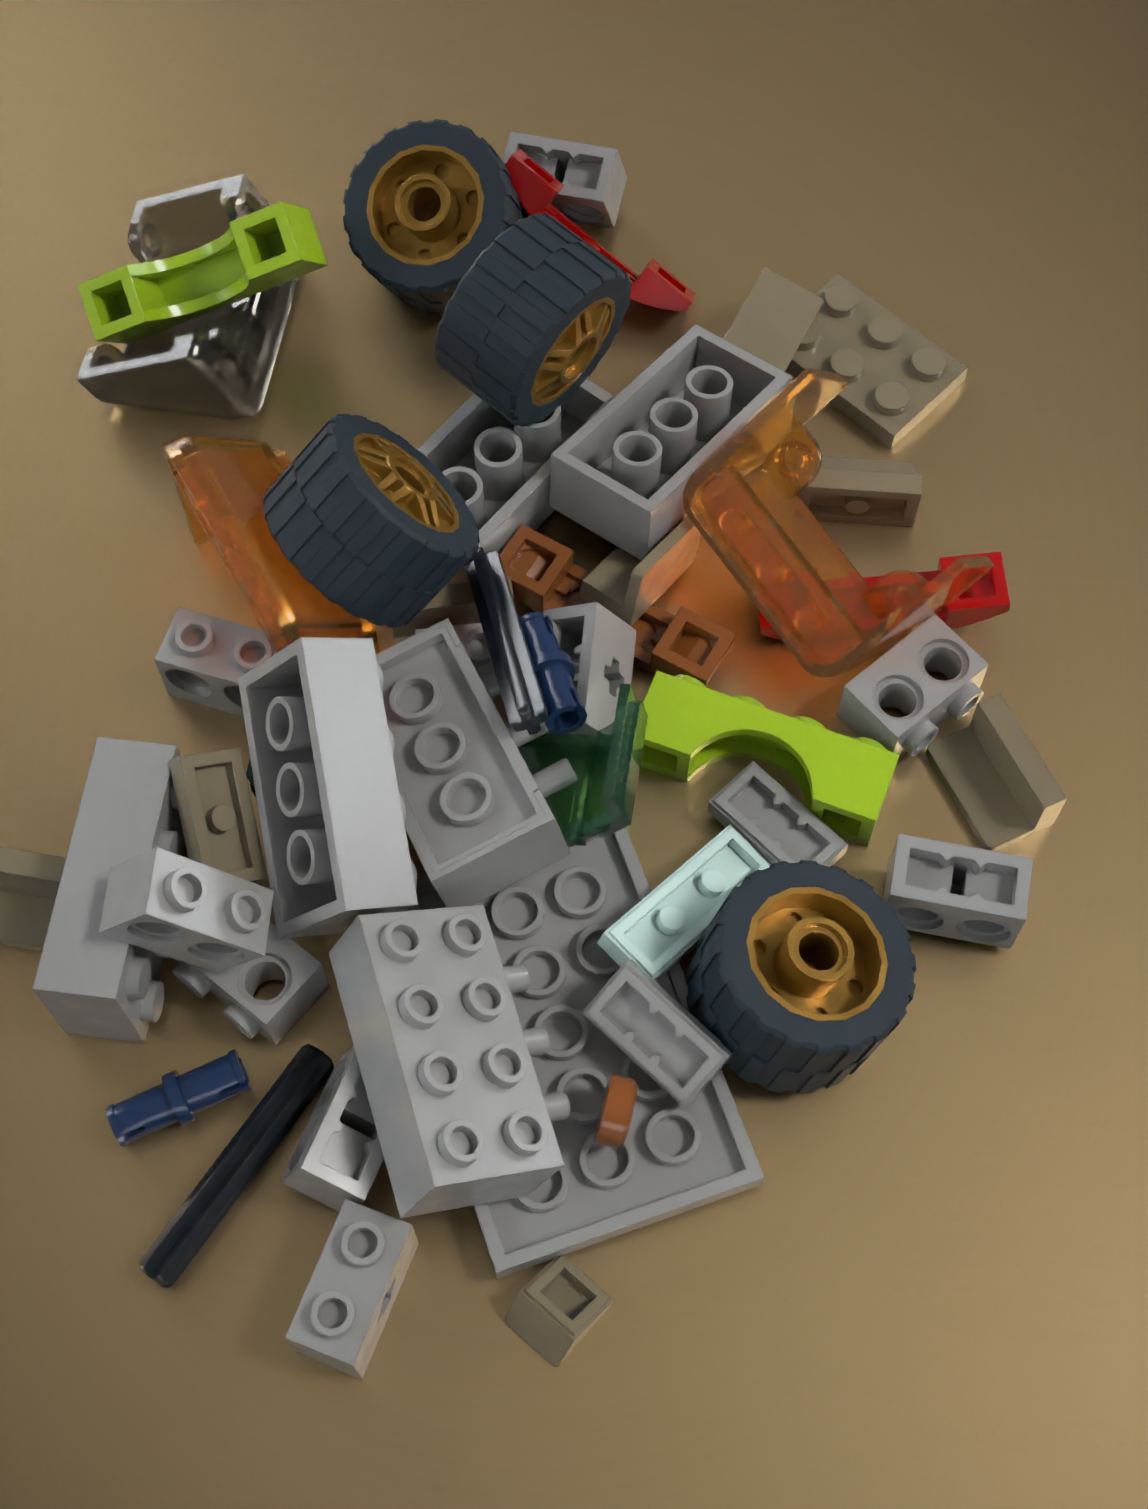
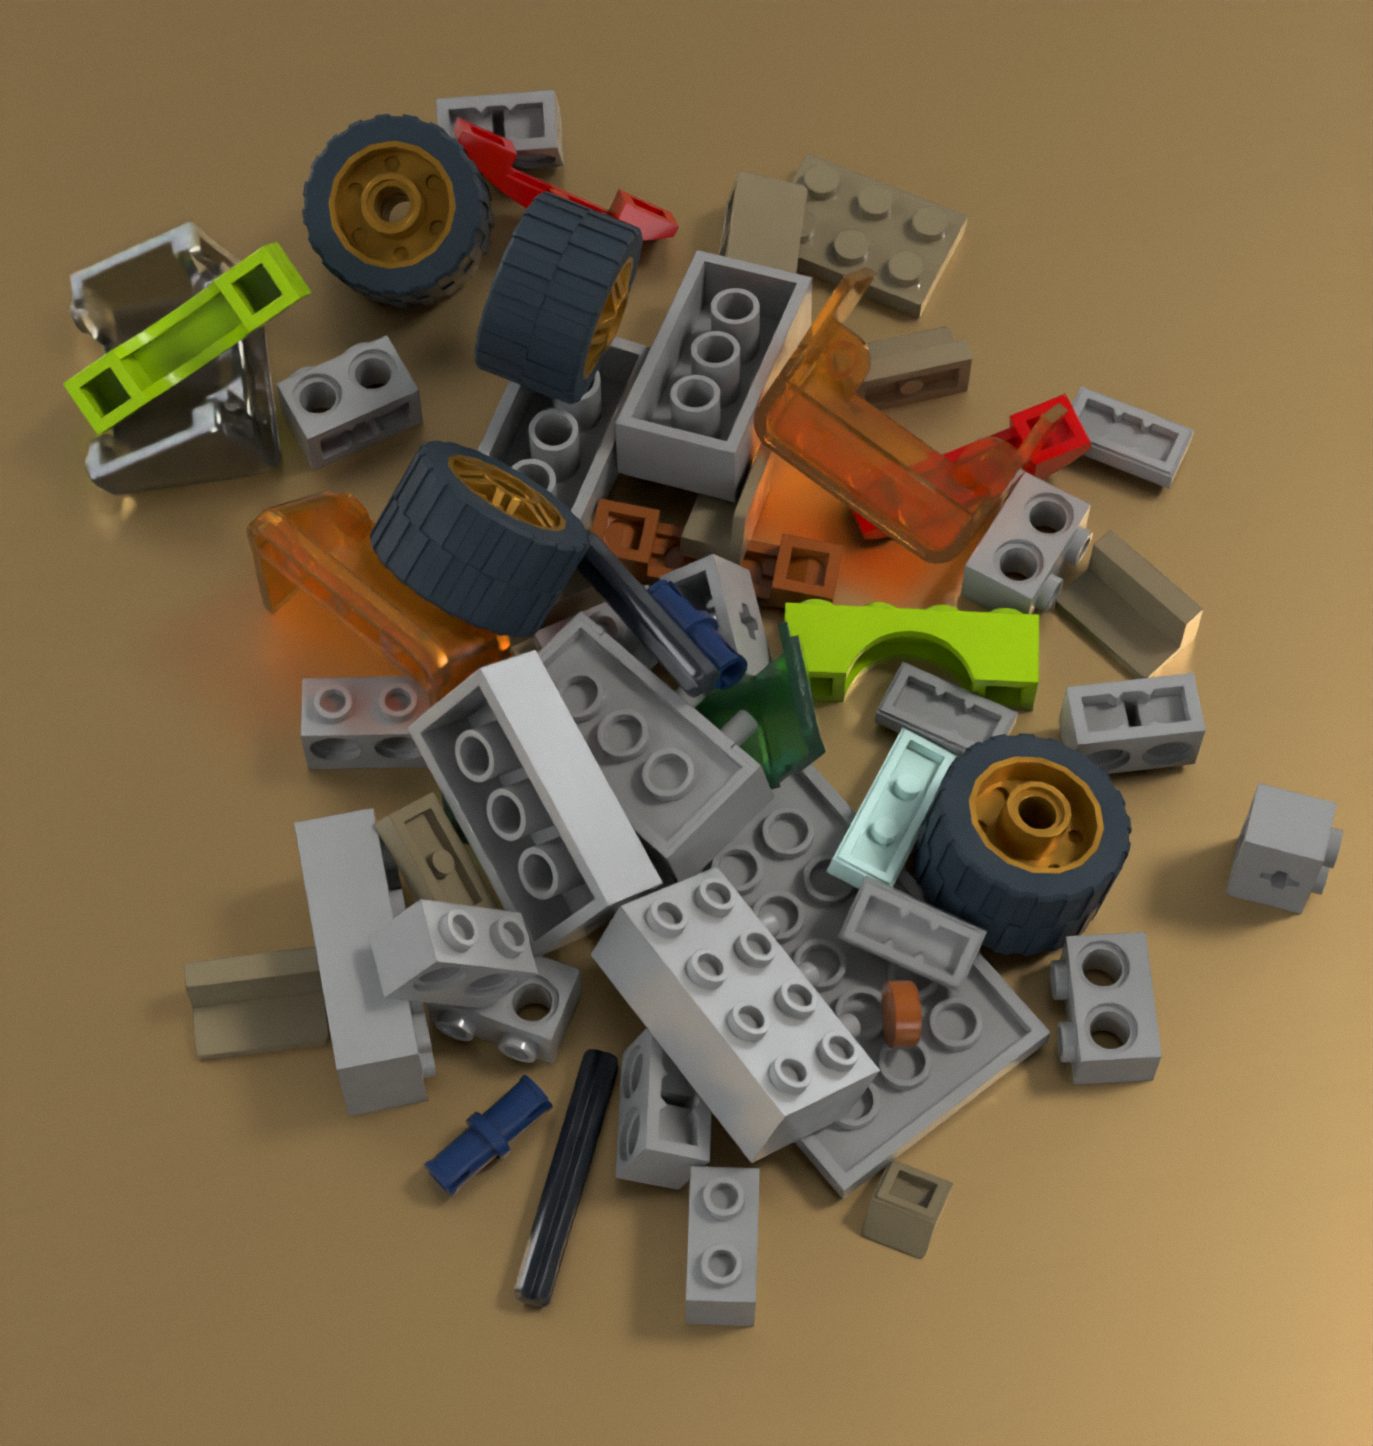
camera: 20 degrees left, 0 degrees up
(335, 376) = (355, 413): none -> light grey brick
(846, 1174) = (1121, 1008): none -> light grey brick
(1054, 613) = (1132, 437): none -> light grey plate
(1070, 1066) = (1284, 849): none -> light grey brick

